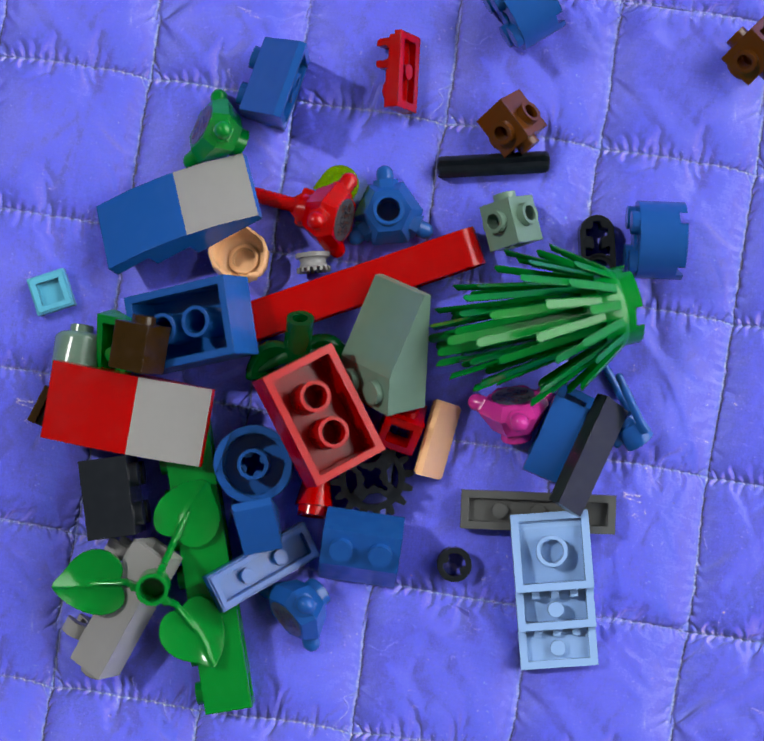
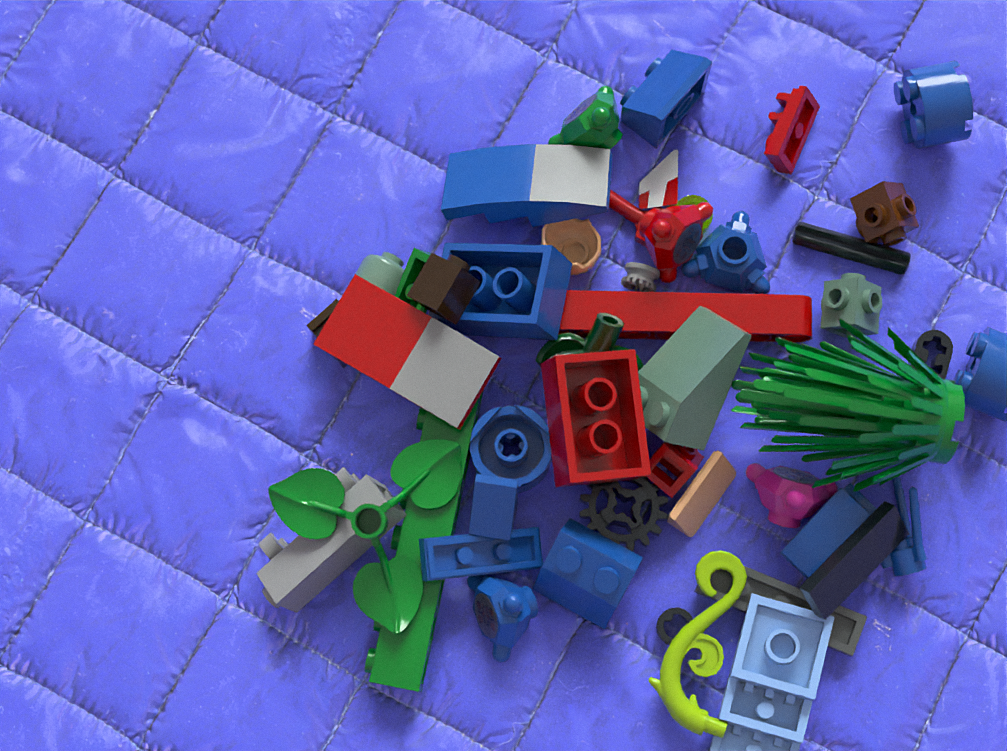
camera: 30 degrees right, 10 degrees down
(51, 292) = (375, 219): medium azure tile -> none
(113, 497) = (361, 428): black brick -> none
(300, 166) = (661, 184): none -> white sticker
(314, 501) = (558, 506): red cone -> none
(466, 620) = (684, 710): none -> lime plant

